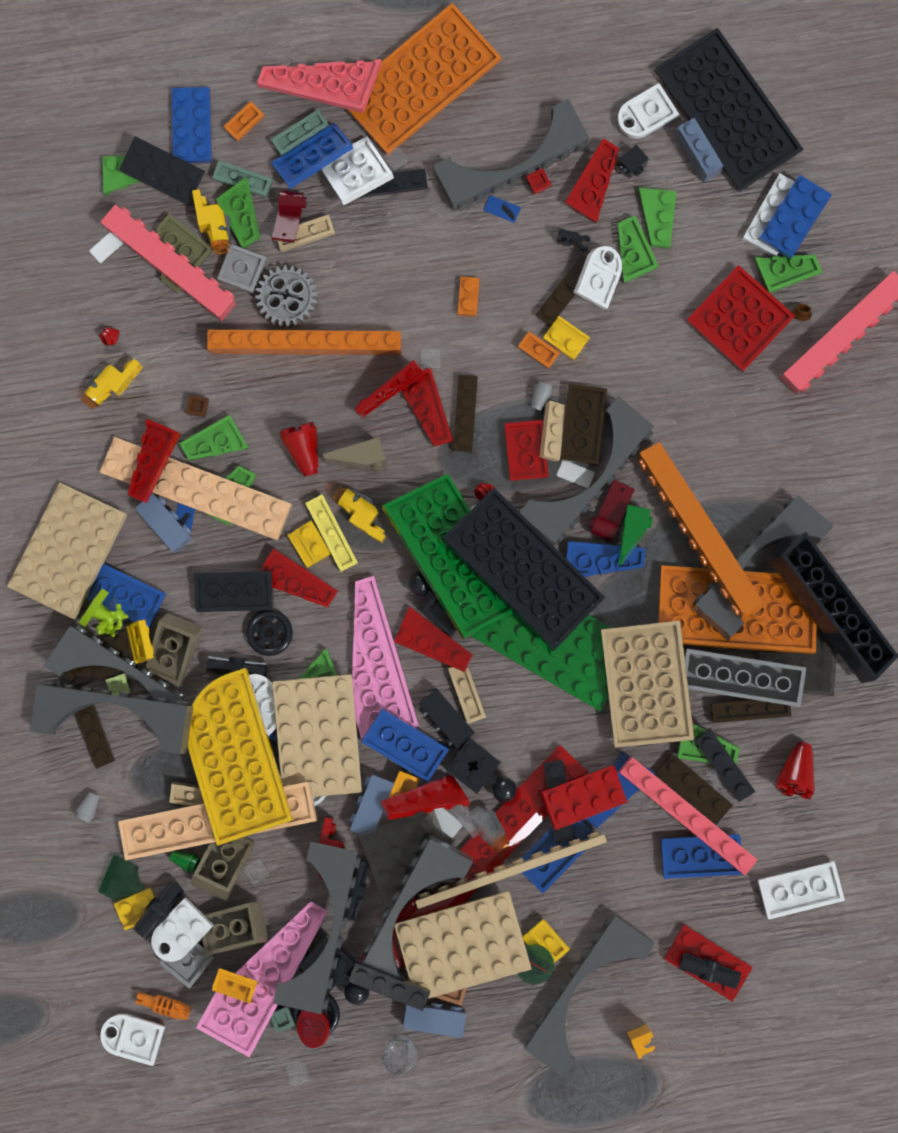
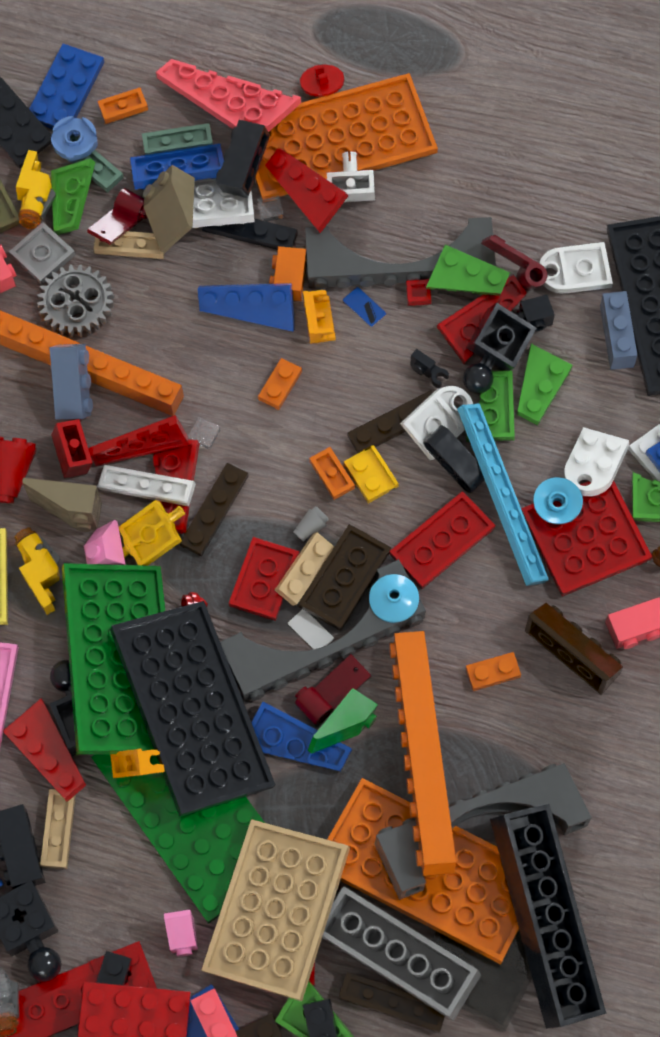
camera: 25 degrees right, 15 degrees down
(221, 155) = (74, 150): none -> medium blue plate
(318, 363) = (71, 381): none -> sand blue brick
(326, 193) = (170, 206): none -> dark tan slope
(341, 413) = (71, 448): none -> red brick
(362, 130) = (242, 158): none -> black brick
(387, 36) = (322, 80): none -> red piece
(402, 477) = (105, 546): none -> bright pink slope
(409, 417) = (146, 485): none -> white tile
(422, 242) = (253, 303): none -> blue wing
(424, 135) = (309, 190): none -> red wing
(430, 454) = (150, 533): none -> yellow plate
(436, 207) = (290, 268): none -> orange brick
(450, 114) = (357, 184): none -> white brick
(473, 232) = (318, 316): none -> light orange hinge
(505, 628) = (134, 763): none -> light orange hinge
(569, 153) = (466, 273): none -> bright green wing
(588, 728) = (181, 932): none -> bright pink slope
(614, 131) = (530, 274): none -> dark red door
(619, 196) = (493, 352): none -> black brick
(624, 302) = (454, 458): none -> black beam
(626, 436) = (394, 609): none -> medium azure dish
(640, 366) = (442, 539): none -> red plate
(669, 313) = (503, 494): none -> medium azure tile
(713, 294) = (558, 490): none -> medium azure dish
(717, 448) = (493, 671): none -> orange plate
(724, 259) = (595, 459): none -> white plate
(768, 408) = (573, 647): none -> dark brown slope

